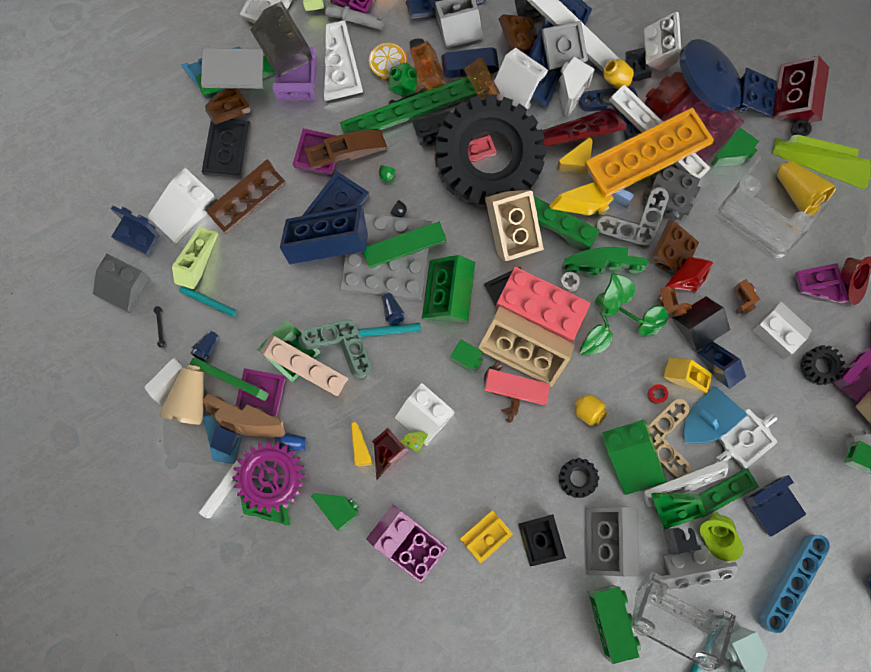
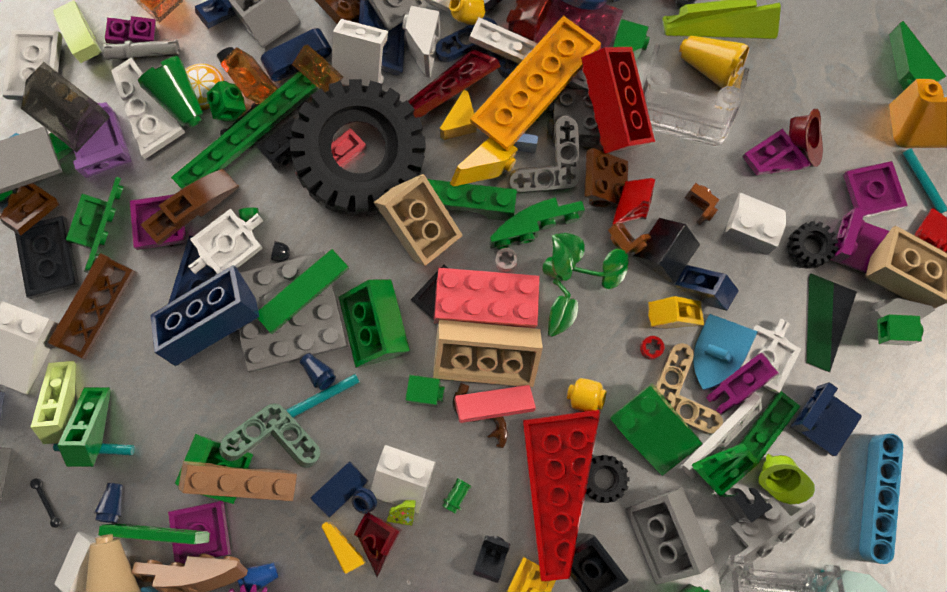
camera: 30 degrees left, 0 degrees up
(208, 283) = (85, 428): none -> green slope
(268, 133) = (90, 221): none -> green bracket
(362, 186) = (226, 242): none -> white plate
(366, 57) = (173, 91): none -> green cone
(374, 403) = (339, 489): none -> dark blue slope
(389, 419) = (364, 500): none -> dark blue plate
(459, 444) = (456, 496): none -> green pin
(468, 500) = (491, 558): none -> black bracket
(545, 457) = (559, 470): none -> red wing
(709, 189) = (617, 99): none -> red brick
(719, 448) = (744, 382): none -> magenta hinge
(810, 428) = (827, 317): none -> dark green sticker

